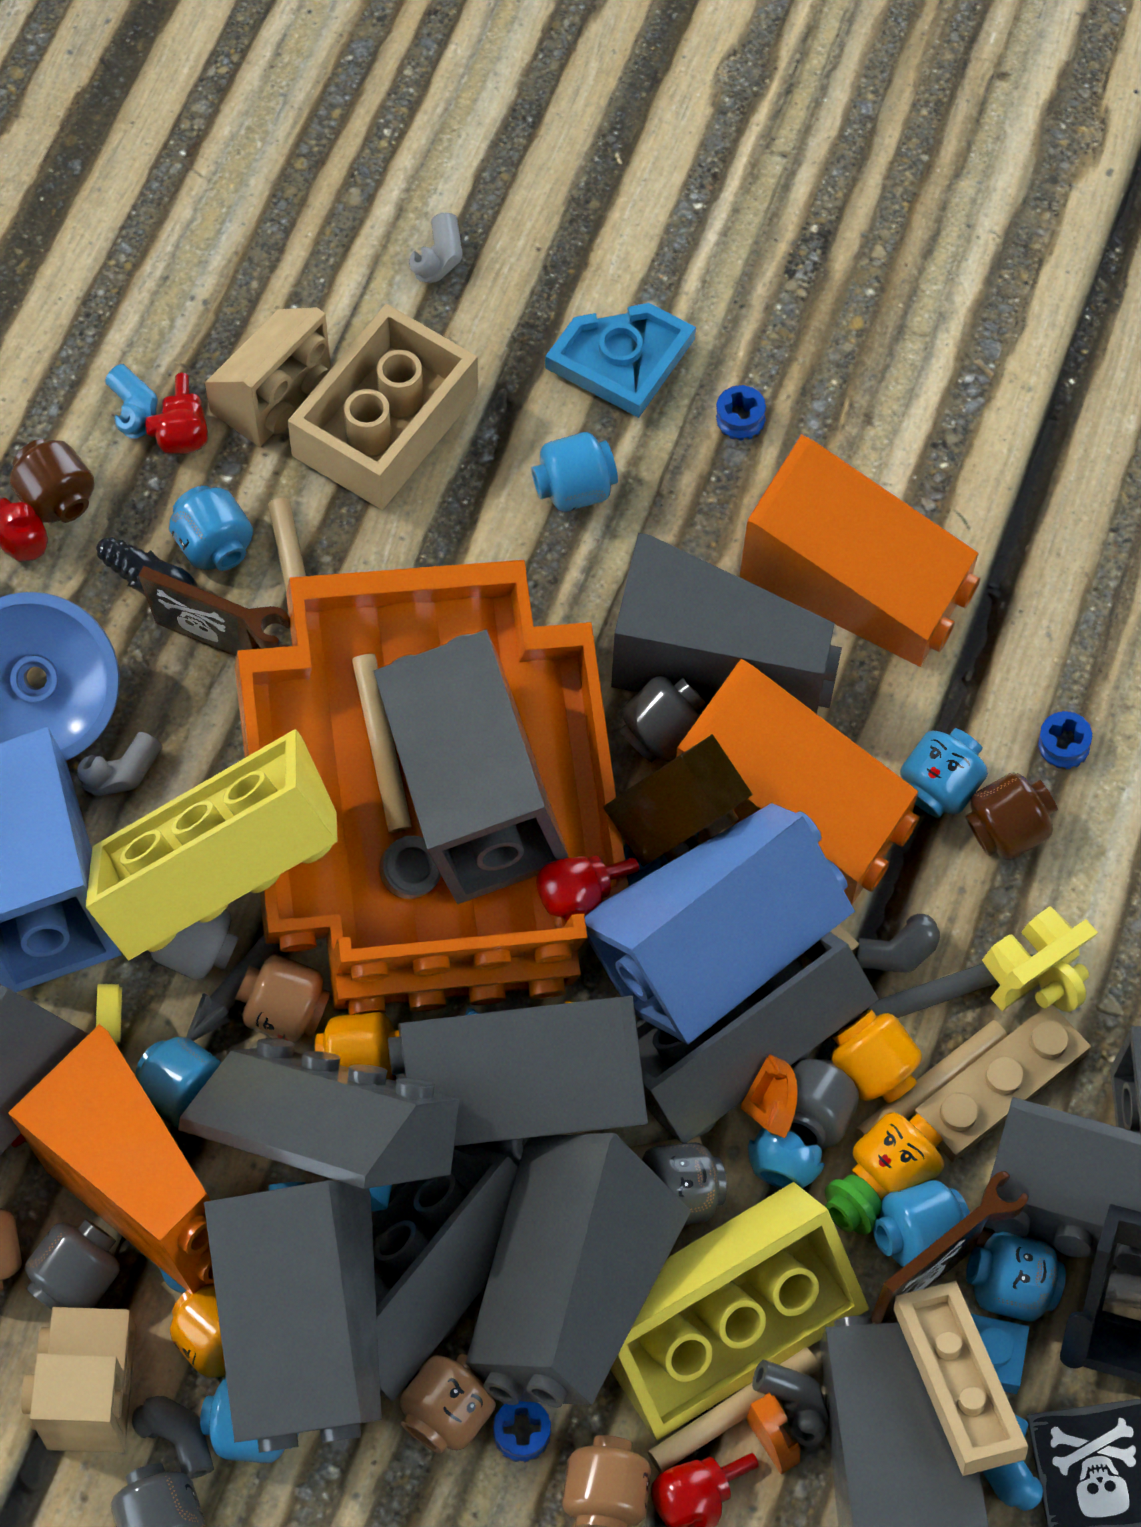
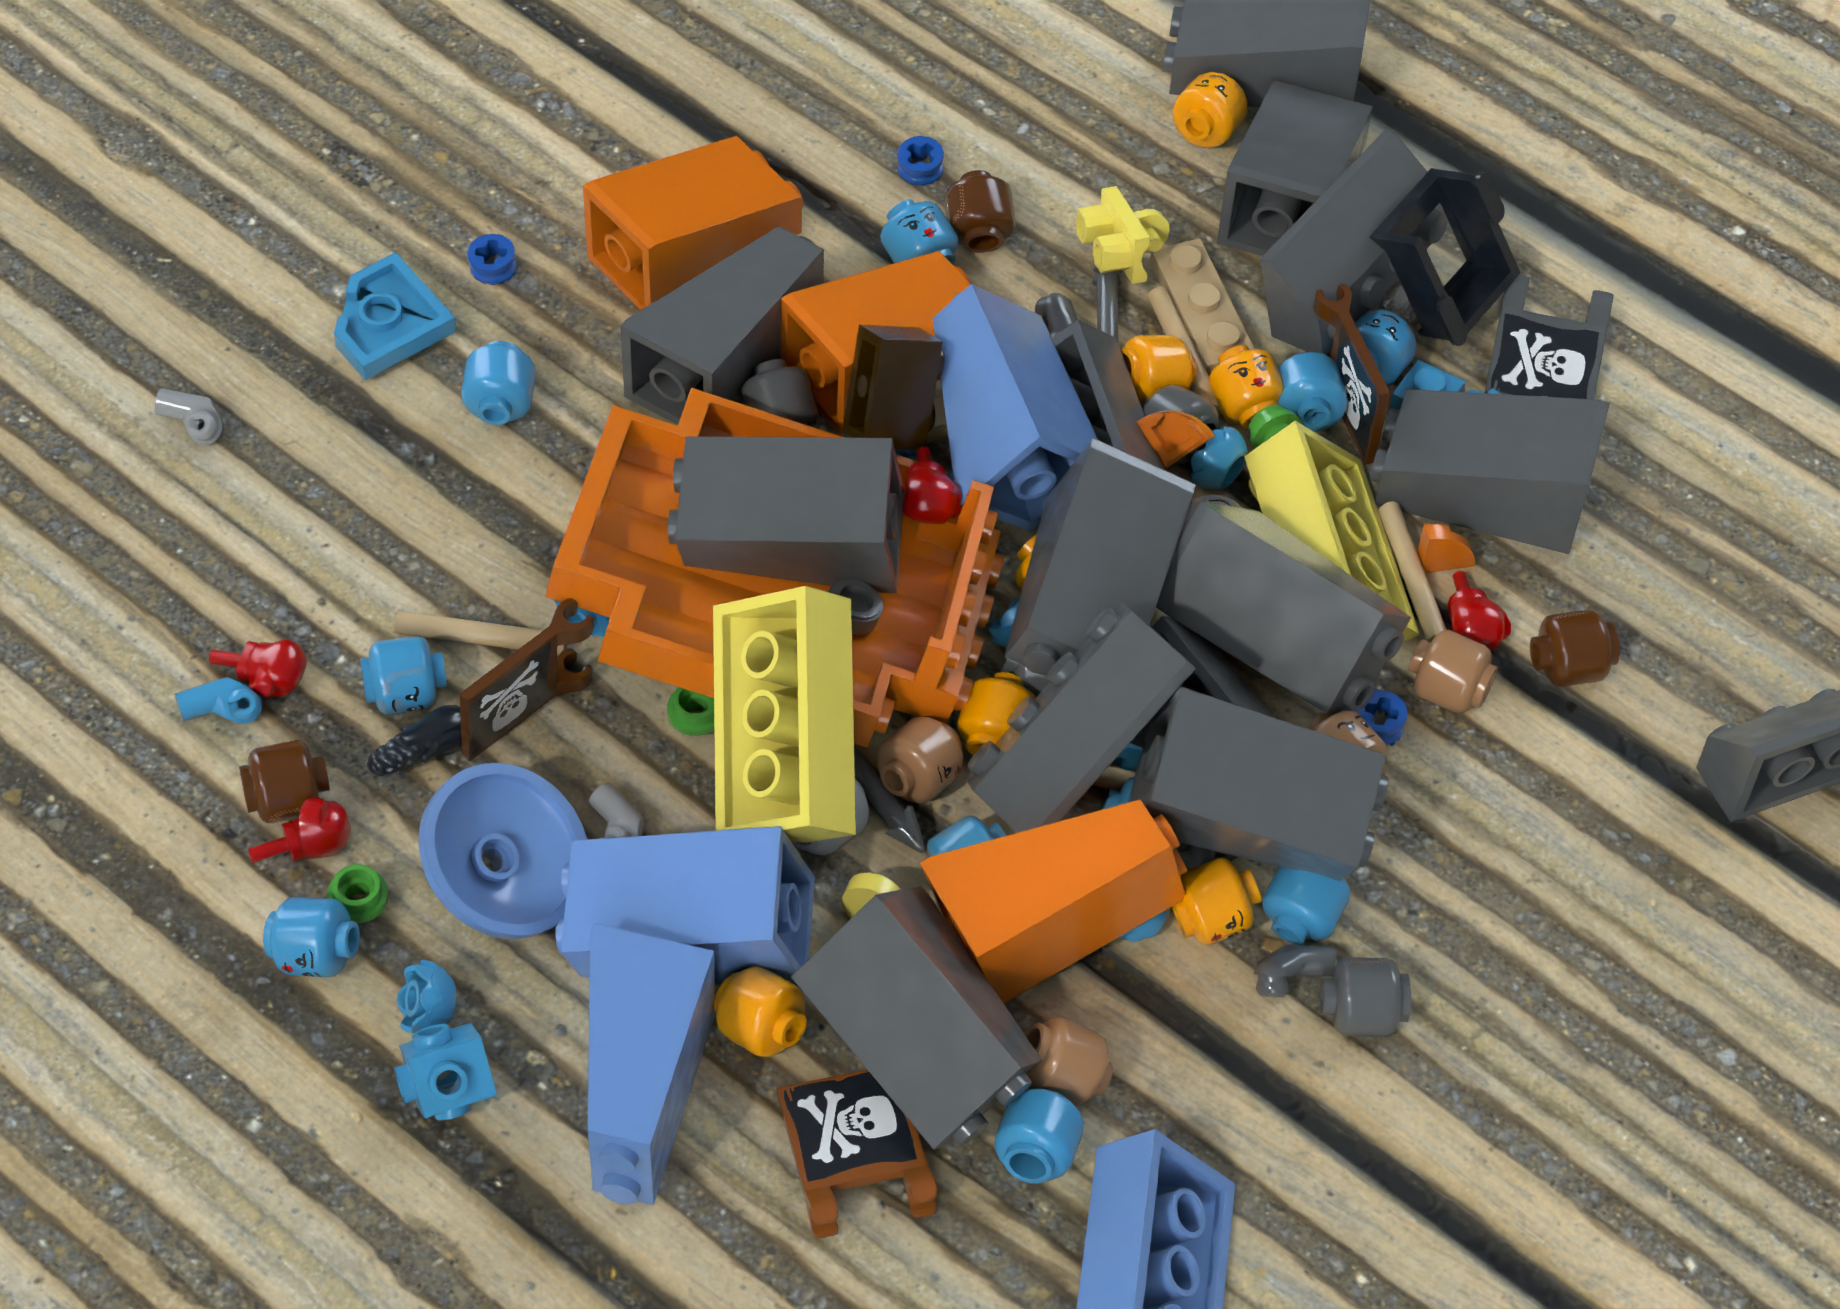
camera: 70 degrees left, 10 degrees down
(72, 1266) = (1113, 993): dark grey head -> none
(82, 1380) = (1229, 1010): tan brick -> none
(271, 374) = (265, 565): tan slope -> none
(382, 745) = (709, 573): tan bar -> none
(383, 406) = (354, 495): tan brick -> none
(800, 1399) = (1411, 521): dark grey arm -> none
(960, 1378) = (1470, 382): tan plate -> none

